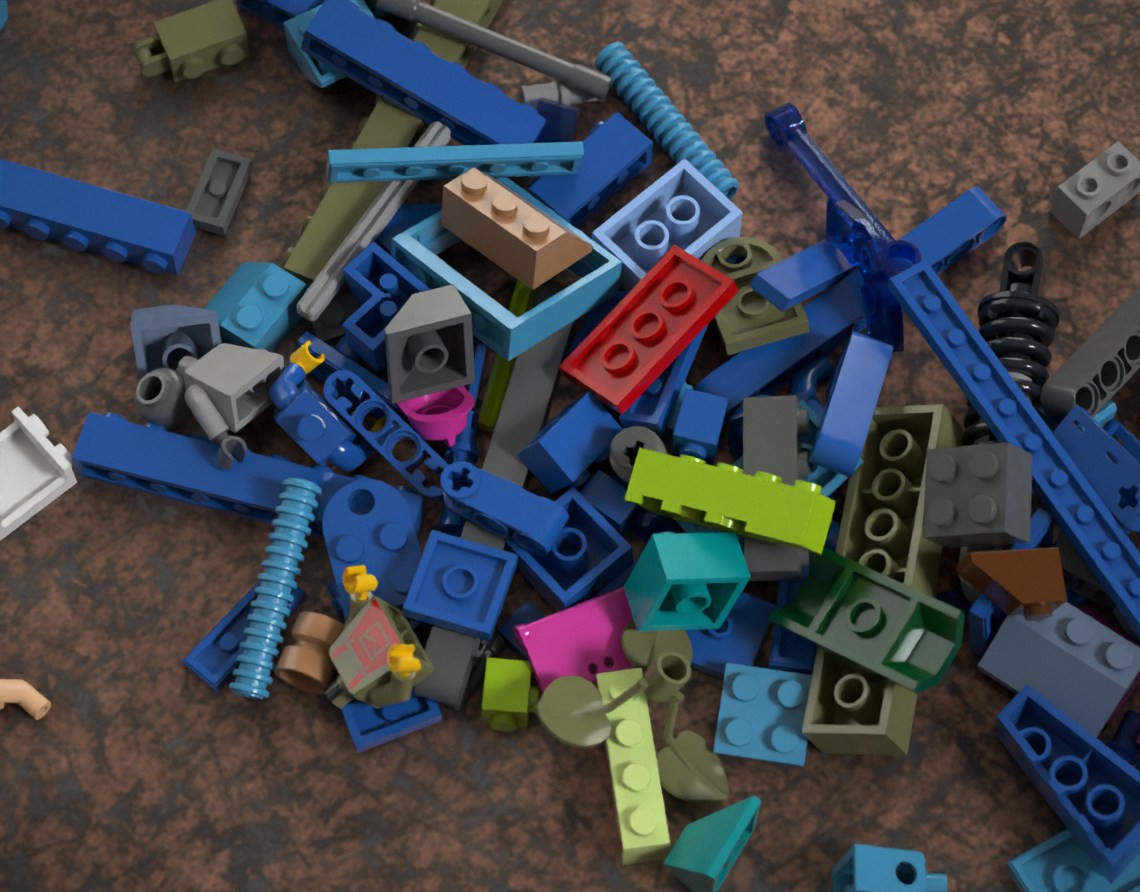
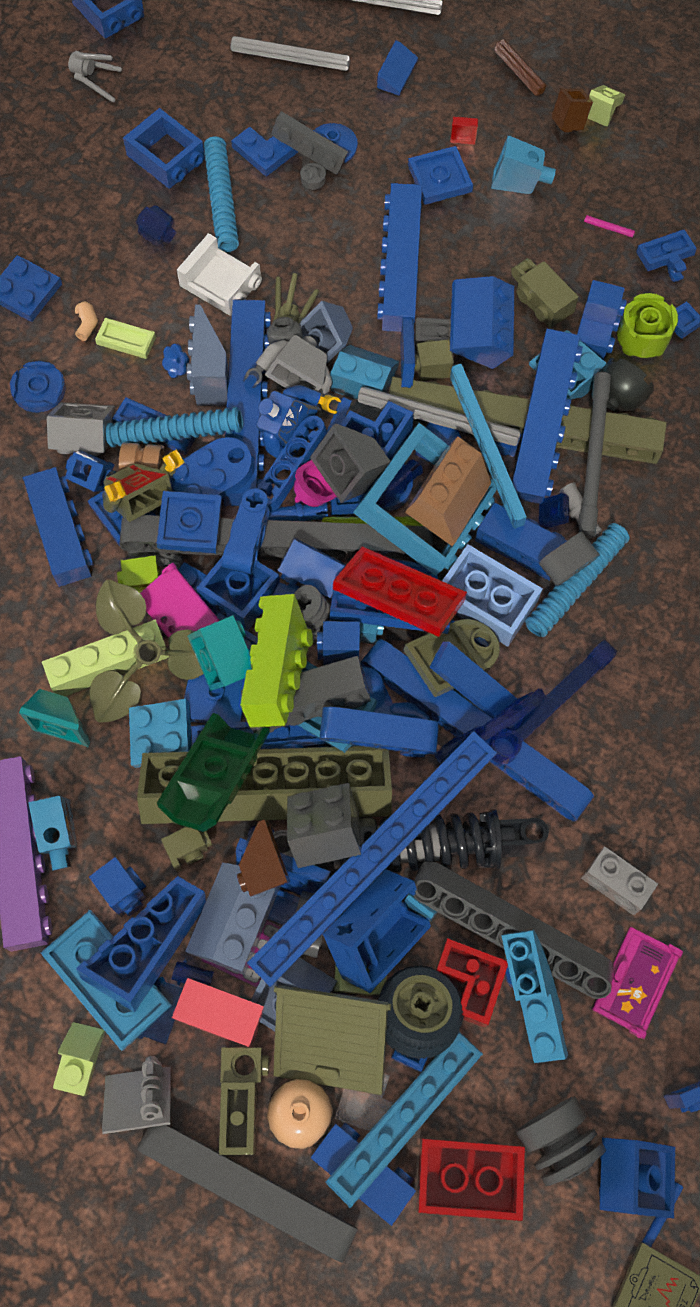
camera: 75 degrees right, 5 degrees up
(68, 643) = (125, 338): none -> yellowish green tile
(113, 390) = (289, 309): none -> olive plant
(114, 795) = (38, 386): none -> blue tile
(142, 572) = (175, 360): none -> blue plant
(169, 513) = (208, 364): none -> sand blue slope
(219, 734) = (79, 427): none -> light grey slope
(225, 125) = (482, 320): none -> blue slope
(250, 237) = (407, 353): none -> blue tile
(262, 212) = (433, 360): none -> olive brick
(321, 733) = (77, 470): none -> blue brick
(385, 800) = (57, 526): none -> blue brick
(649, 114) = (569, 559): none -> dark grey beam
(944, 714) = (186, 846): none -> olive brick
(994, 802) = (119, 887): none -> blue brick

